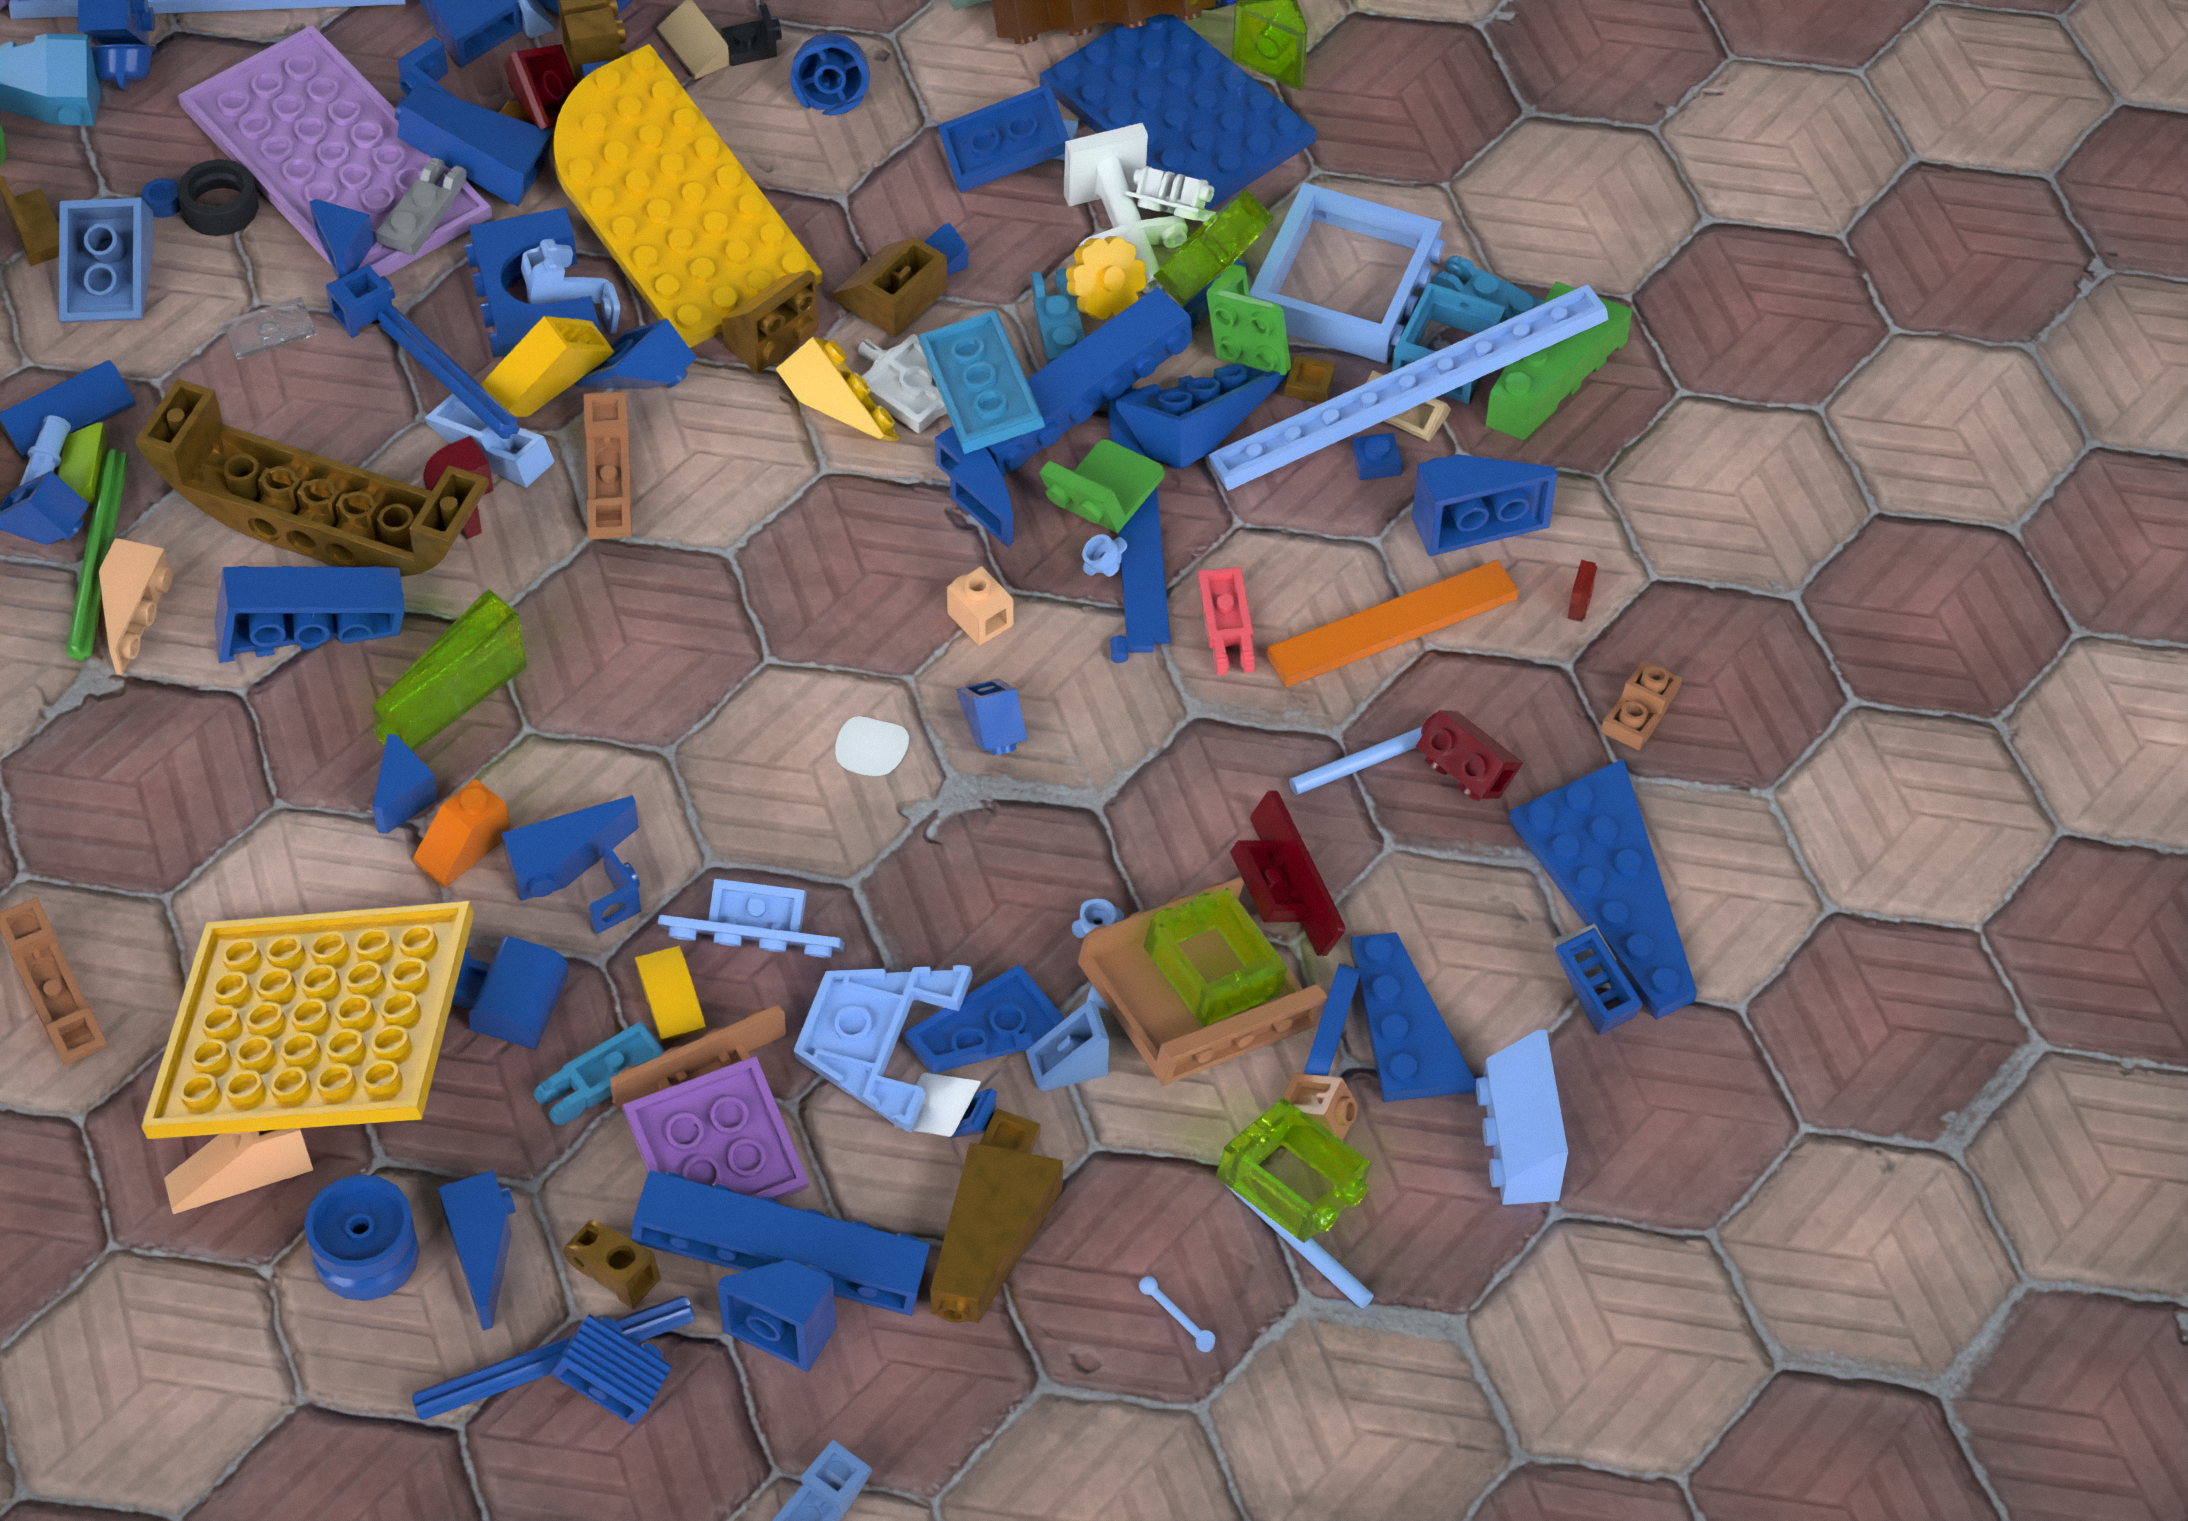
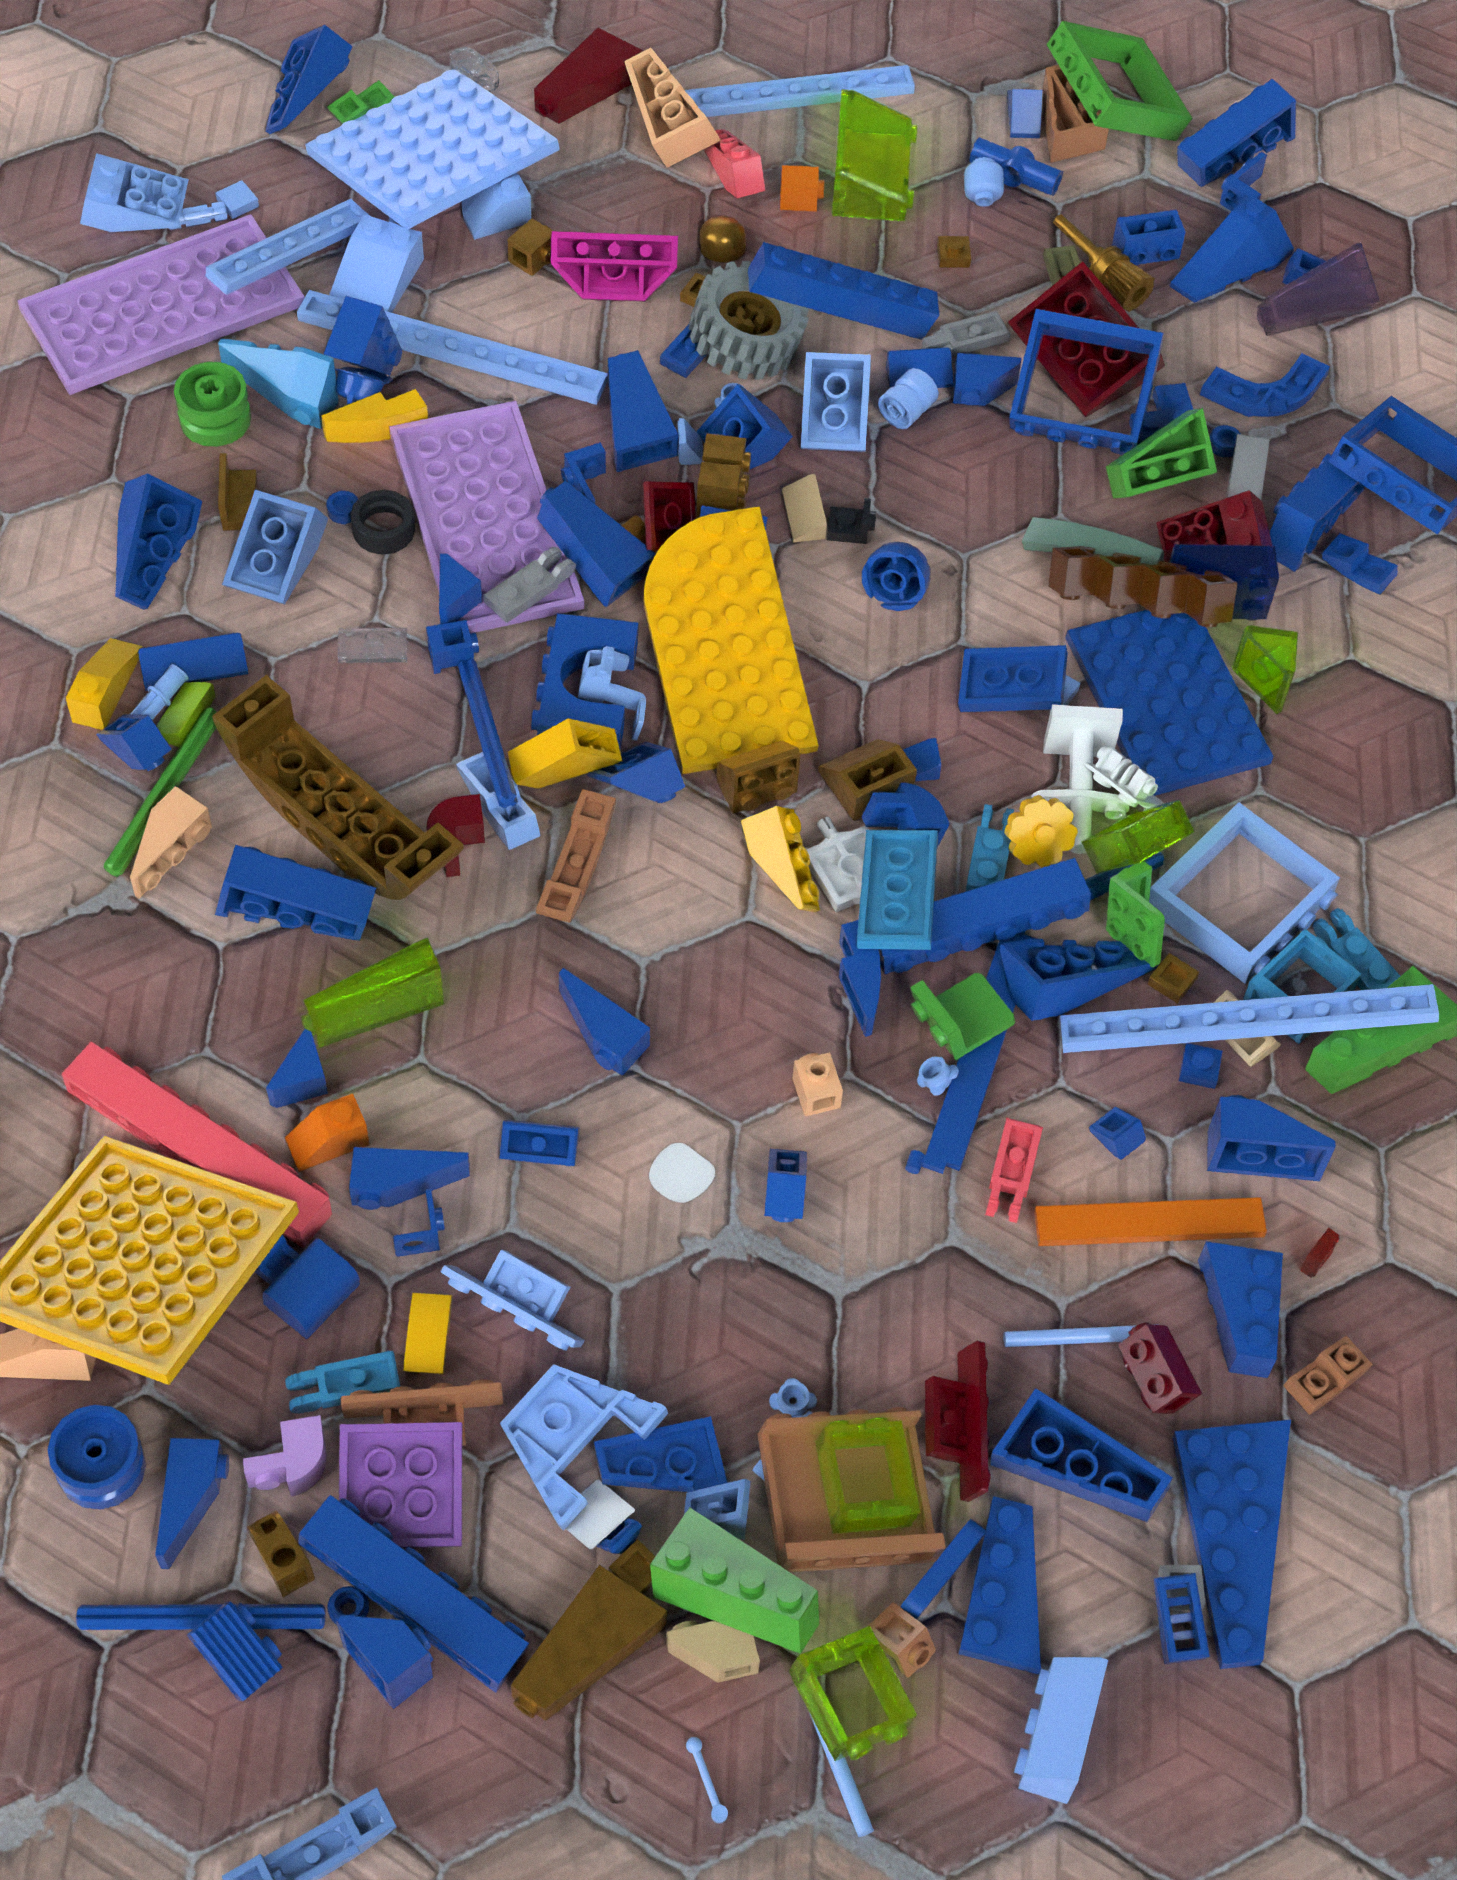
camera: 20 degrees right, 5 degrees up
(153, 92) = (371, 417): none -> yellow slope
(275, 883) = (188, 1134): none -> coral brick
(586, 1166) = (299, 1463): none -> lavender brick
(701, 766) = (539, 1142): none -> blue slope
(703, 1279) = (347, 1595): none -> blue plate
(719, 625) = (609, 1030): none -> blue slope
(948, 302) = (907, 810): none -> blue brick
(1124, 1105) = (733, 1584): none -> bright green wedge
(1130, 1182) = (714, 1649): none -> tan slope
(1321, 548) = (1119, 1132): none -> blue slope
(1426, 867) = (1079, 1459): none -> blue wedge
(1529, 663) = (1246, 1304): none -> blue wedge

